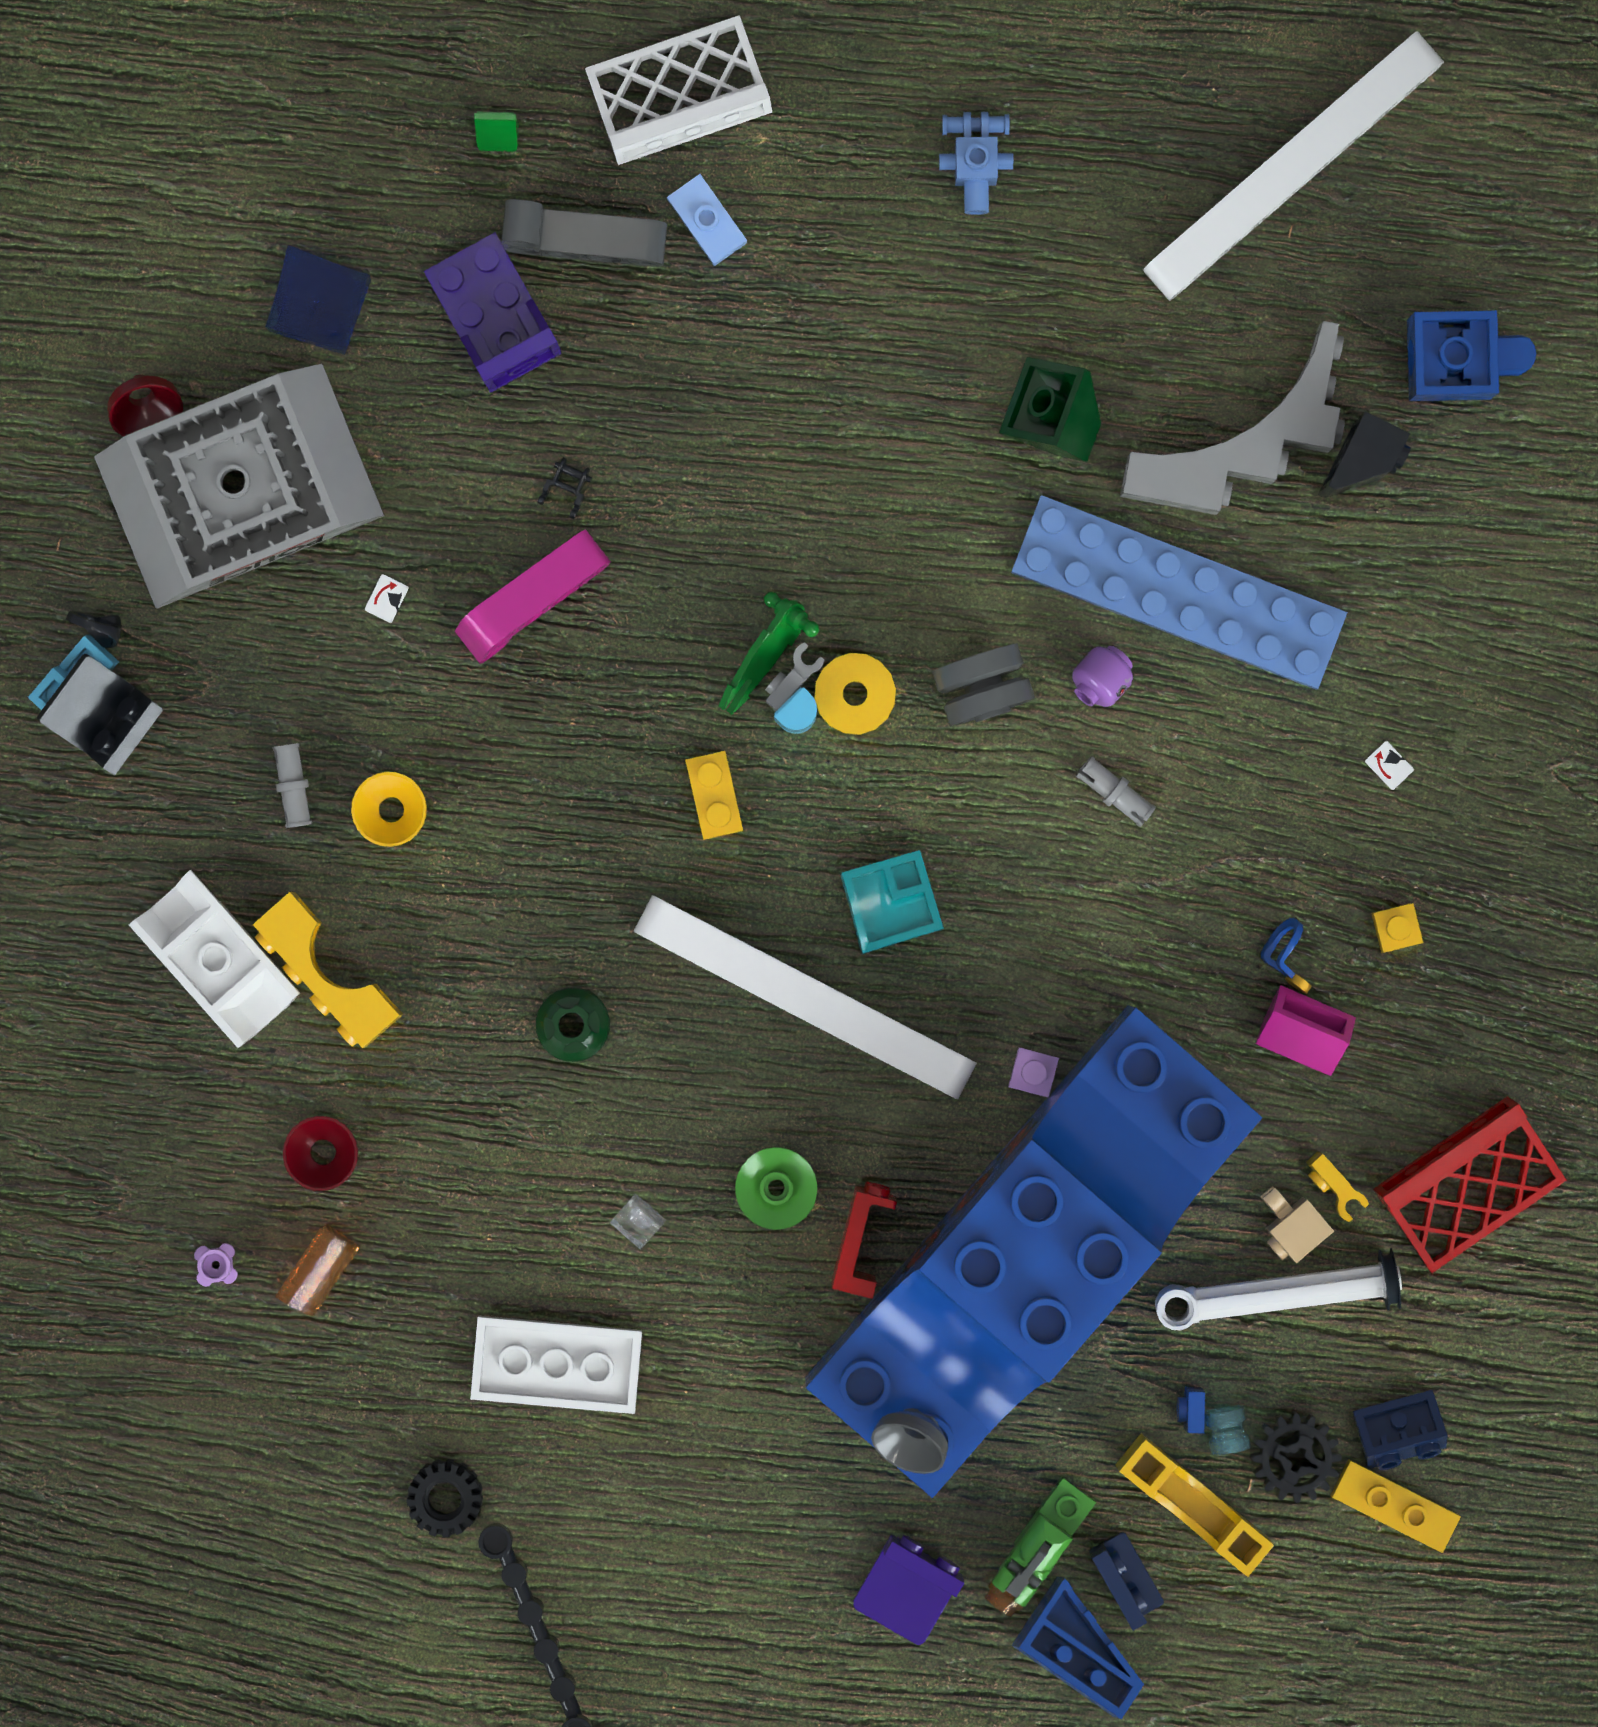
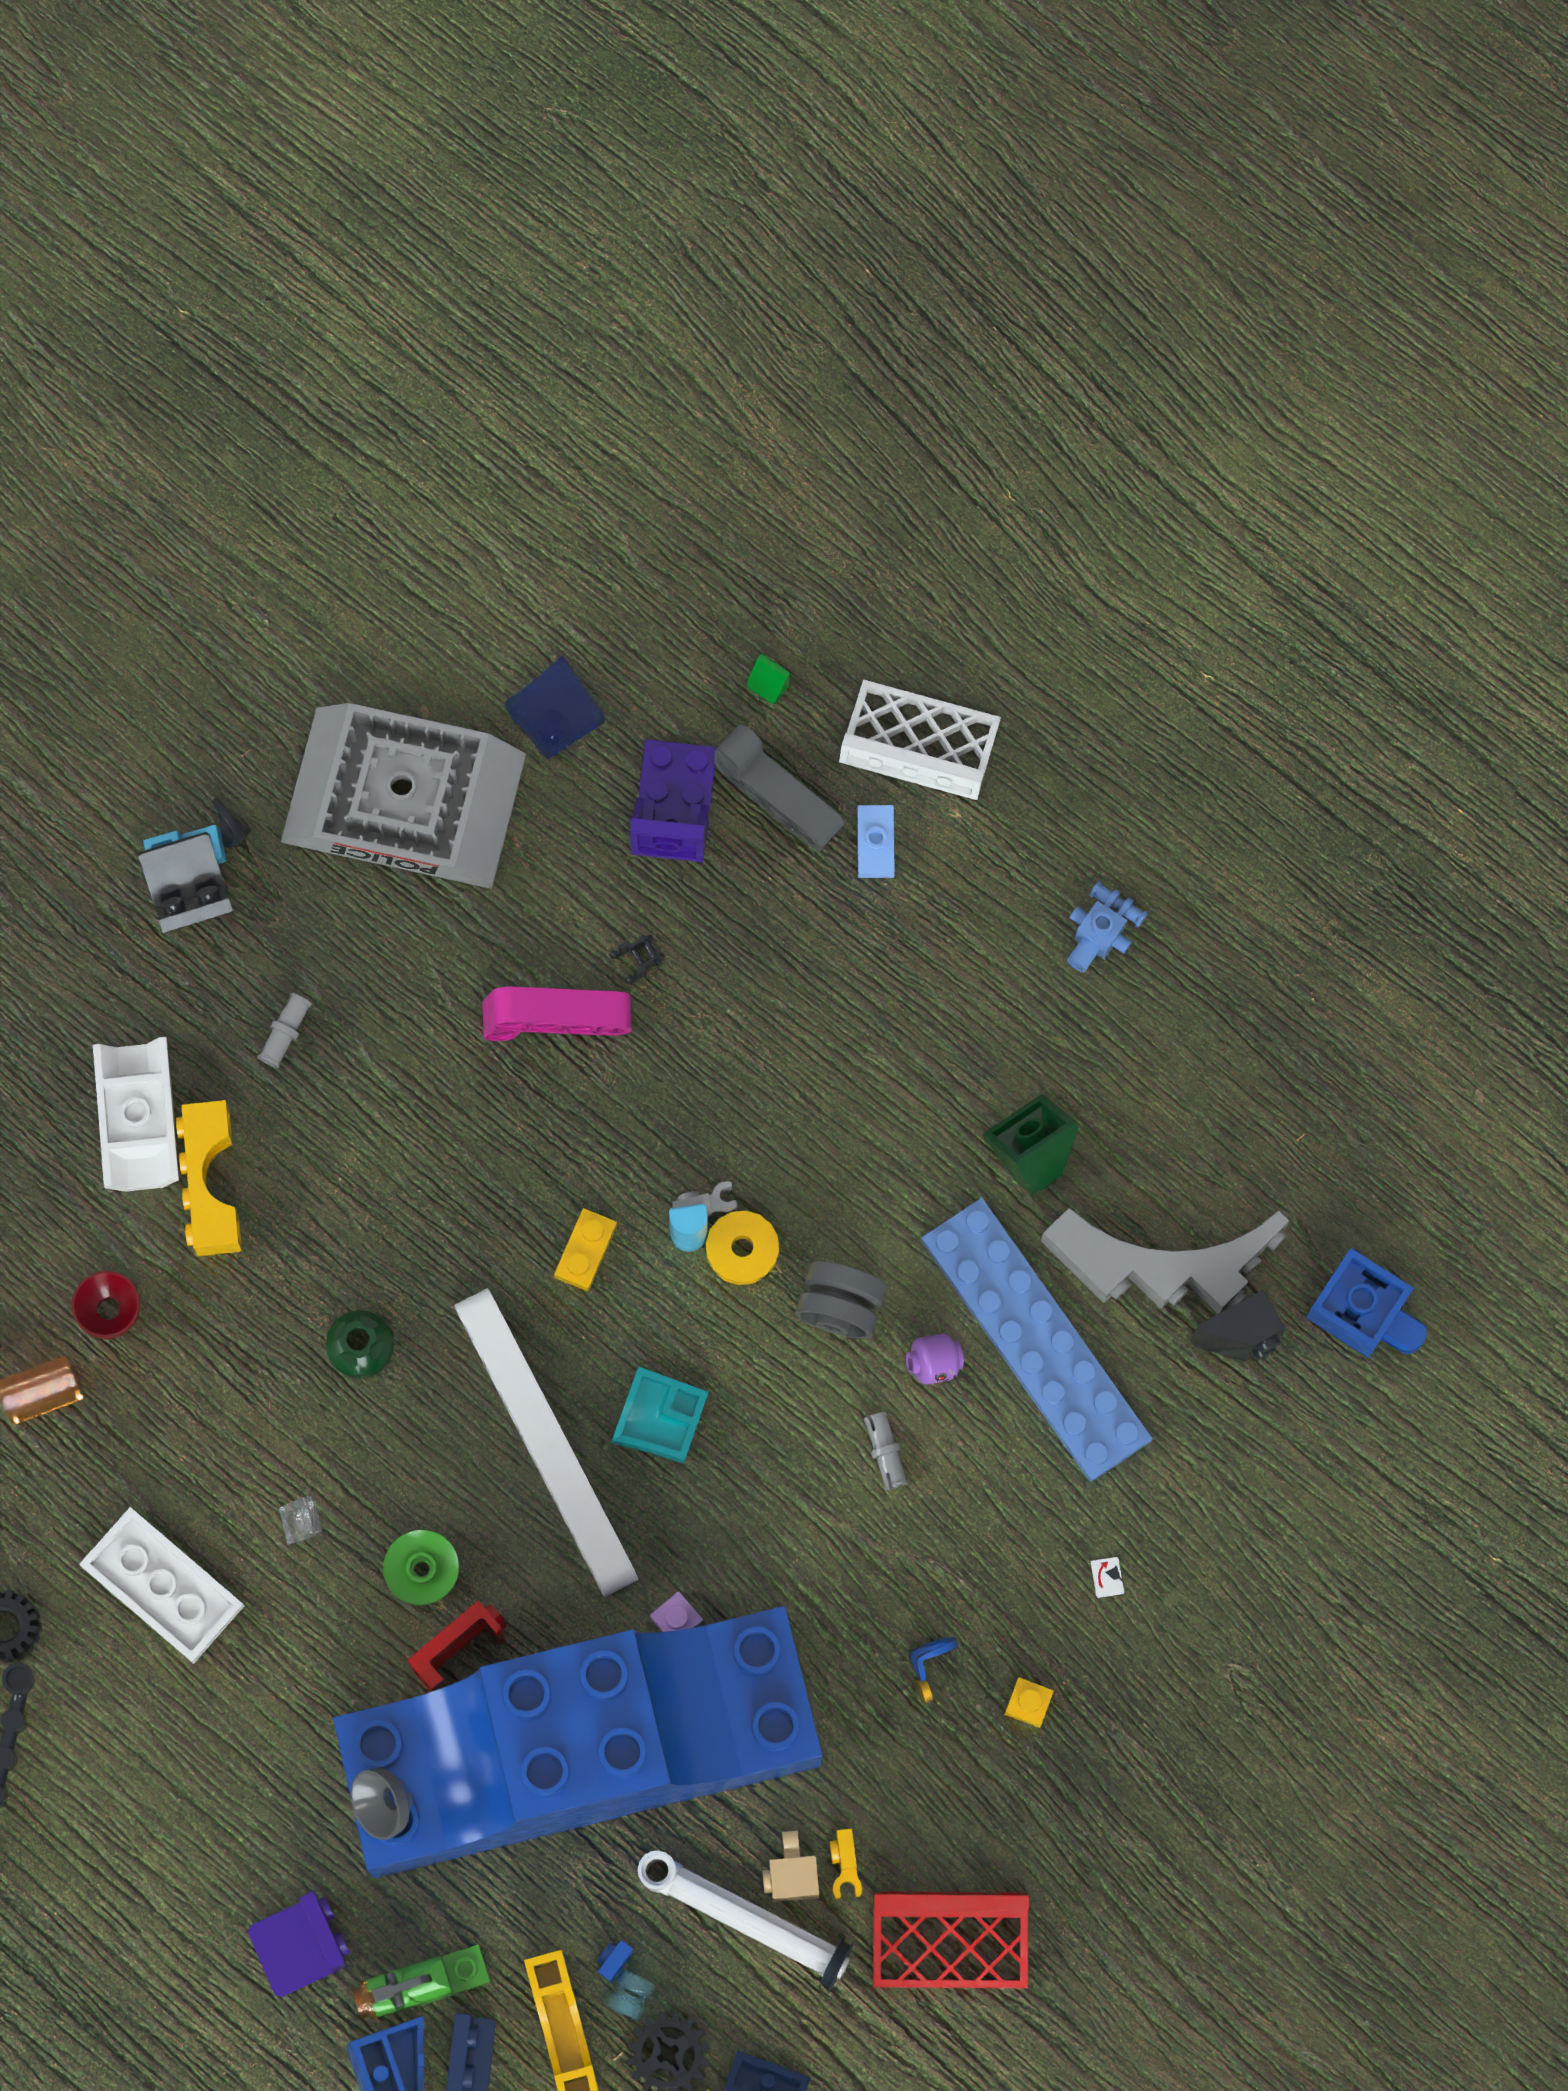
camera: 30 degrees right, 15 degrees down
(132, 414) = (362, 692): dark red piece -> none
(367, 805) = (337, 1076): yellow piece -> none
(386, 598) = (450, 948): white sticker -> none
(767, 648) = (700, 1169): green piece -> none
(1293, 166) = (1333, 1089): white beam -> none
(1306, 1030) = (904, 1730): dark pink brick -> none

